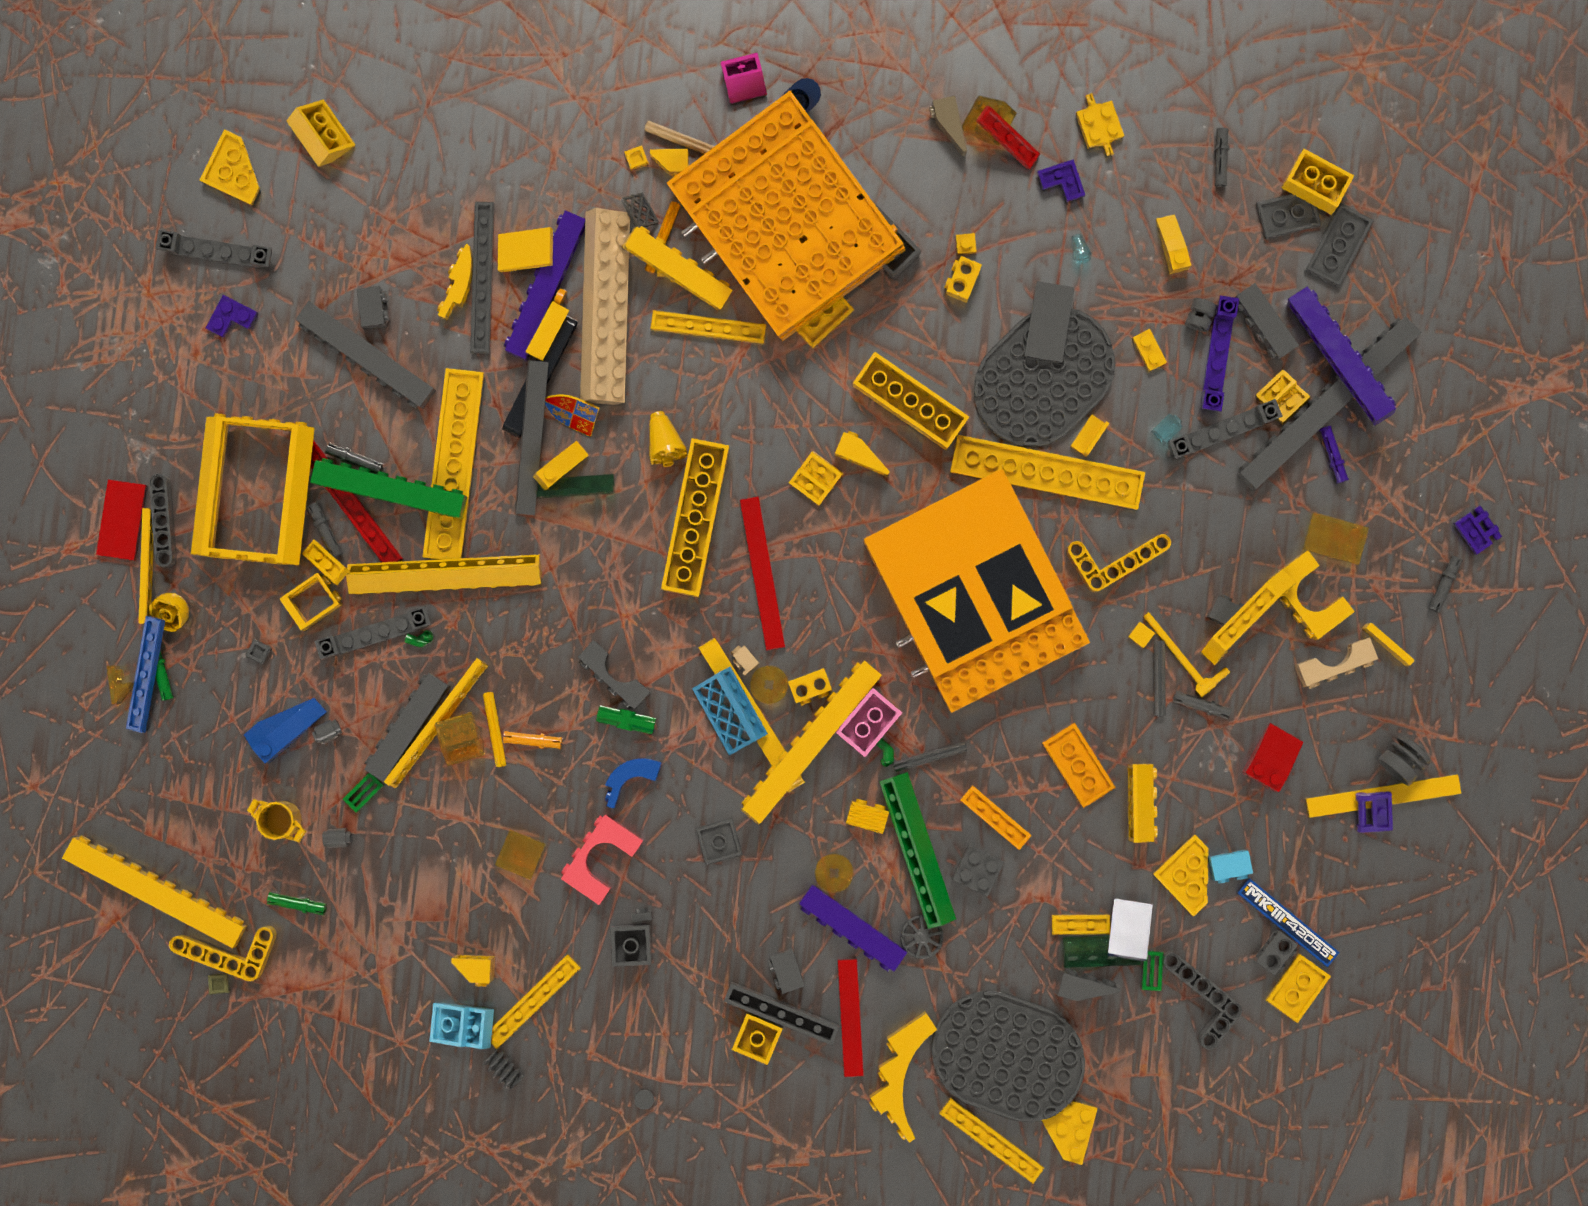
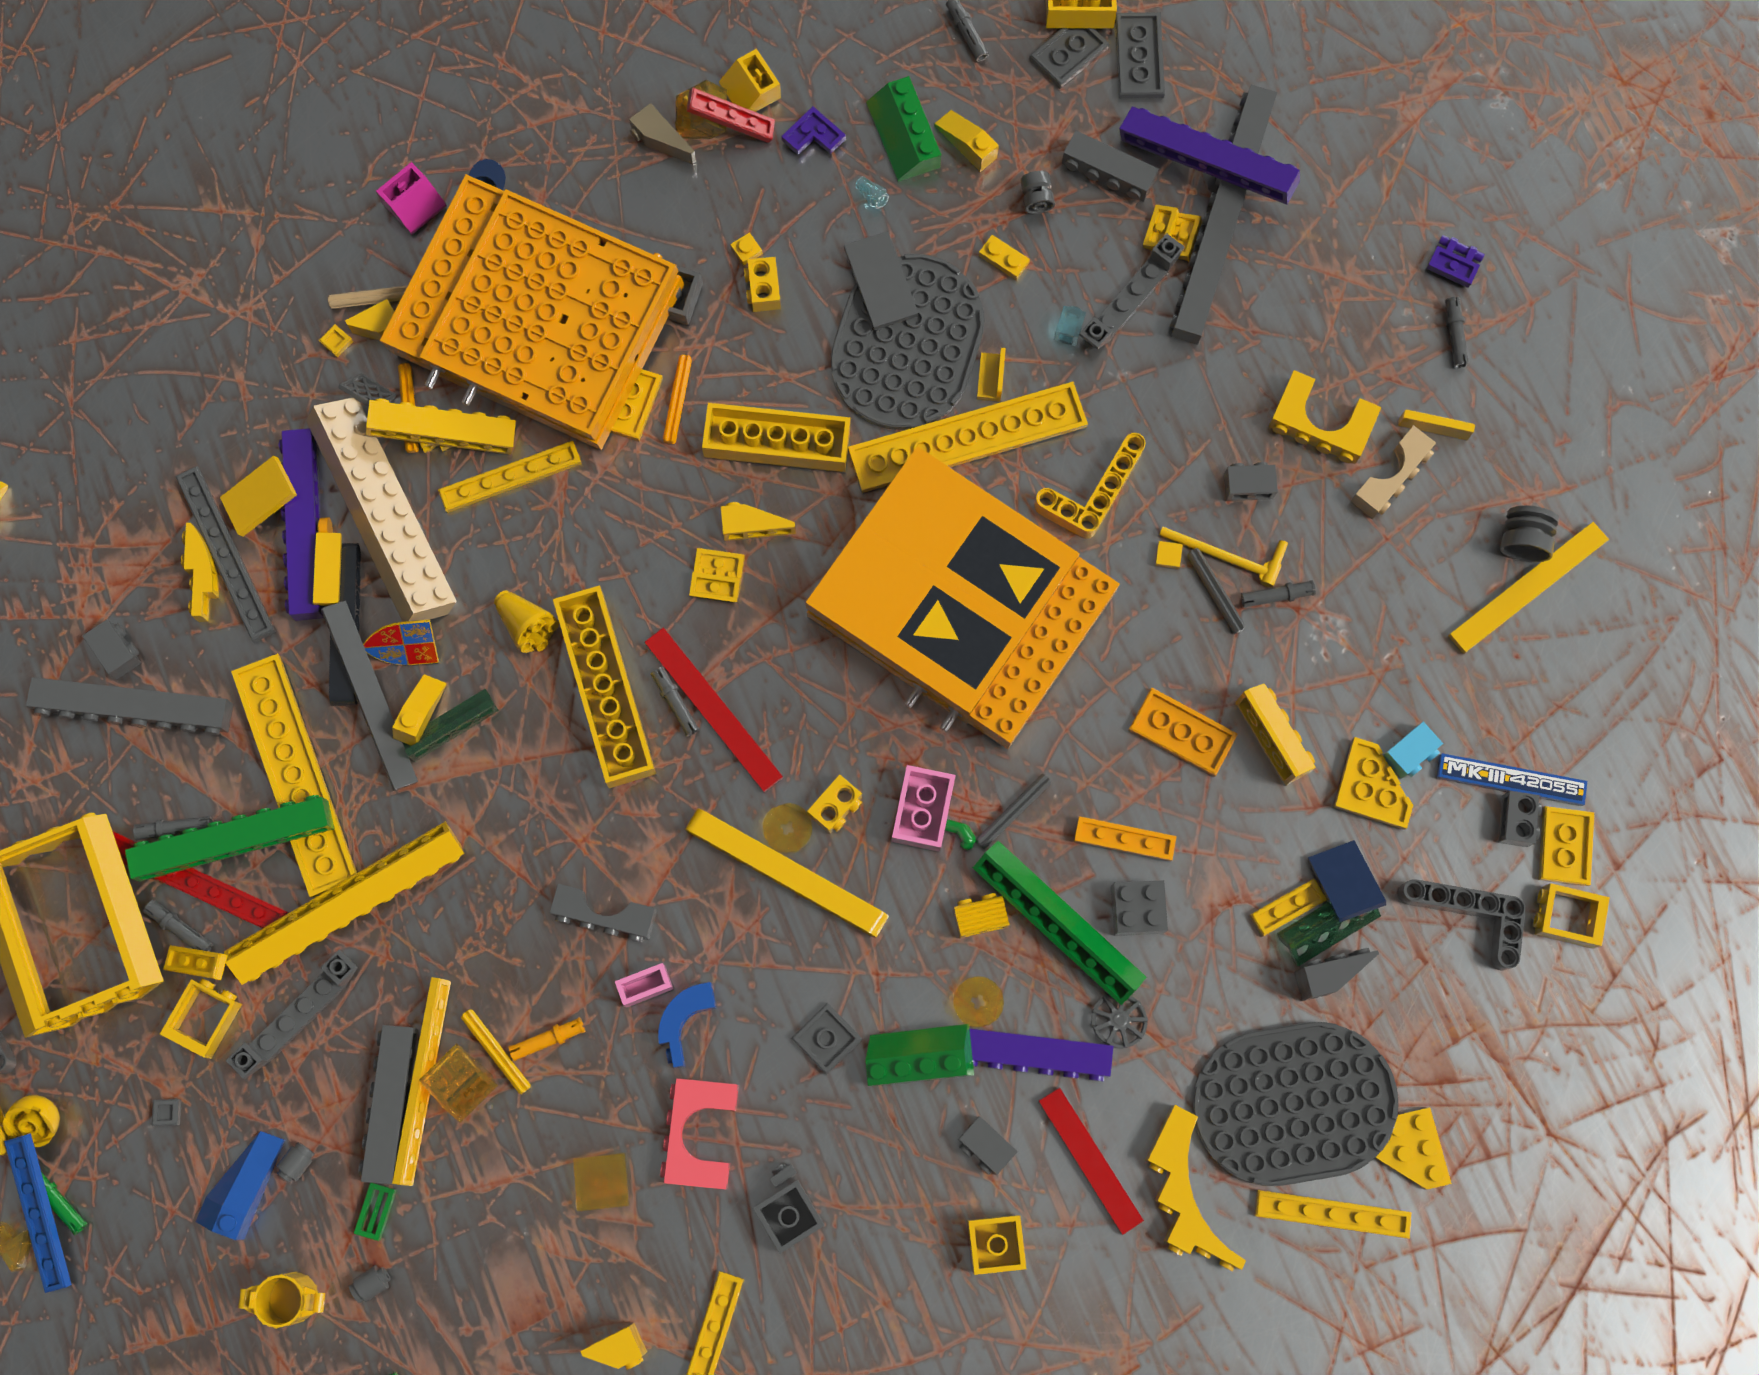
camera: 30 degrees left, 10 degrees down
(421, 640) = (356, 994): green arm -> none
(615, 740) = (644, 985): none -> bright pink piece
(626, 719) = (643, 956): green piece -> none
(738, 553) = (674, 701): none -> dark grey pin
(739, 705) = (765, 866): dark azure fence -> none
(744, 659) = (744, 814): tan brick -> none
(774, 888) = (919, 1055): none -> green slope
(781, 1013) = (1008, 1199): dark grey brick -> none
(810, 743) = (870, 866): yellow brick -> none
(856, 332) = (677, 399): none -> light orange axle
(1036, 117) = (751, 82): none -> yellow slope
(1099, 124) = (821, 60): yellow plate -> none
(1130, 213) = (904, 129): none -> green slope
(1151, 976) = (1406, 912): green tile -> none
(1218, 353) = (1085, 241): dark purple slope -> none
(1247, 616) = (1271, 472): yellow slope -> none
(1273, 758) = (1388, 611): red slope -> none
(1285, 1050) = (1596, 917): none -> yellow window
(1335, 538) = (1314, 345): clear yellow plate -> none
(1337, 462) = (1263, 264): dark purple pin -> none
(1381, 812) = (1537, 602): dark purple plate -> none

